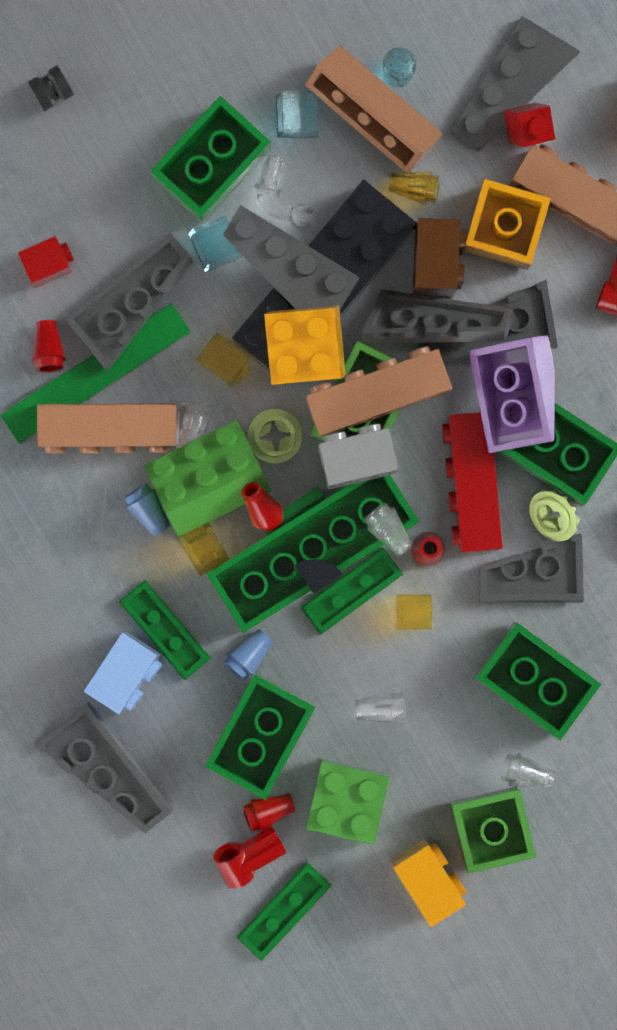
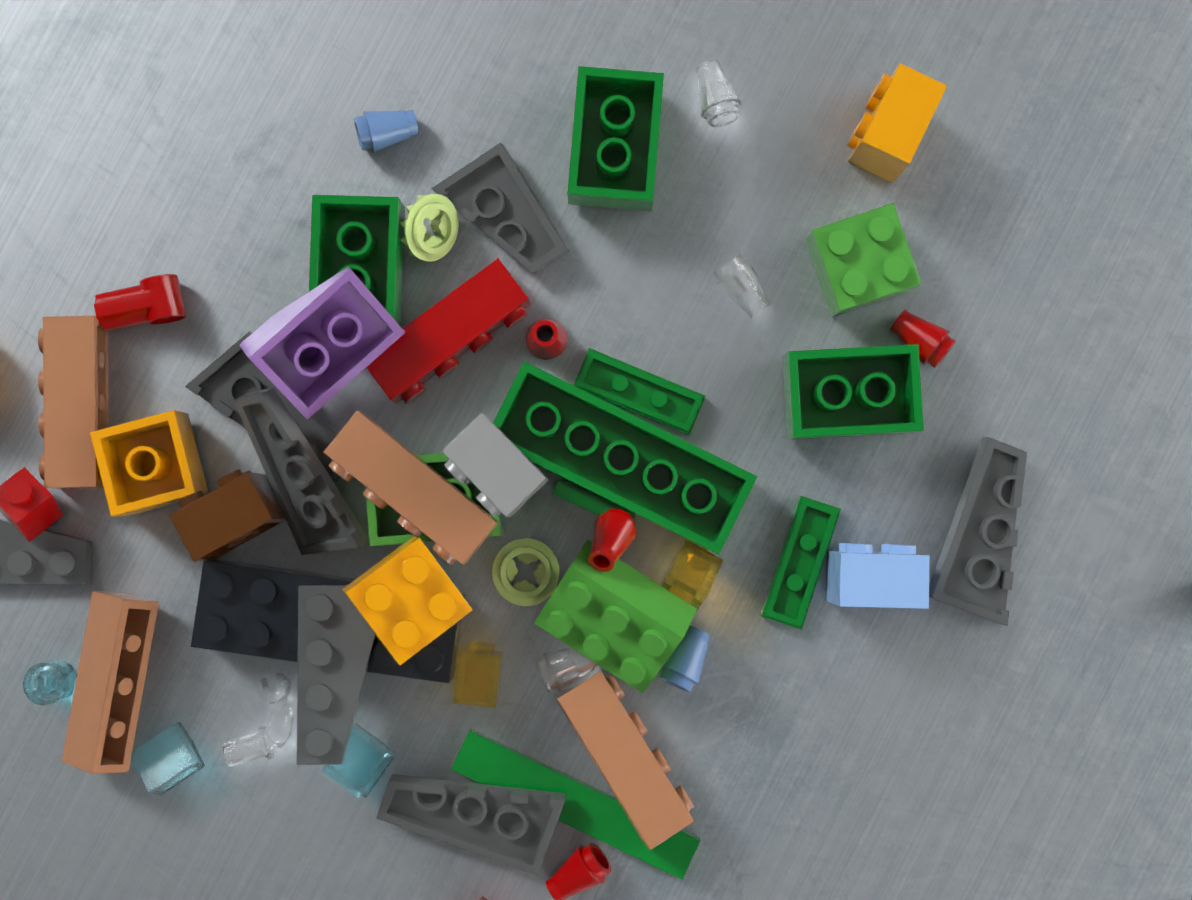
camera: 115 degrees left, 0 degrees up
(211, 159) = (269, 824): green brick -> none
(240, 861) = (995, 335): red piece -> none
(248, 655) = (773, 458): medium blue cone -> none
(284, 911) = (1013, 259): green tile -> none
(317, 573) = (646, 435): black tile -> none
(388, 528) = (552, 387): clear cone -> none
(413, 611) = (622, 312): clear yellow brick -> none
(417, 186) = (168, 586): clear yellow cone -> none
(492, 829) = (798, 91): bright green brick -> none

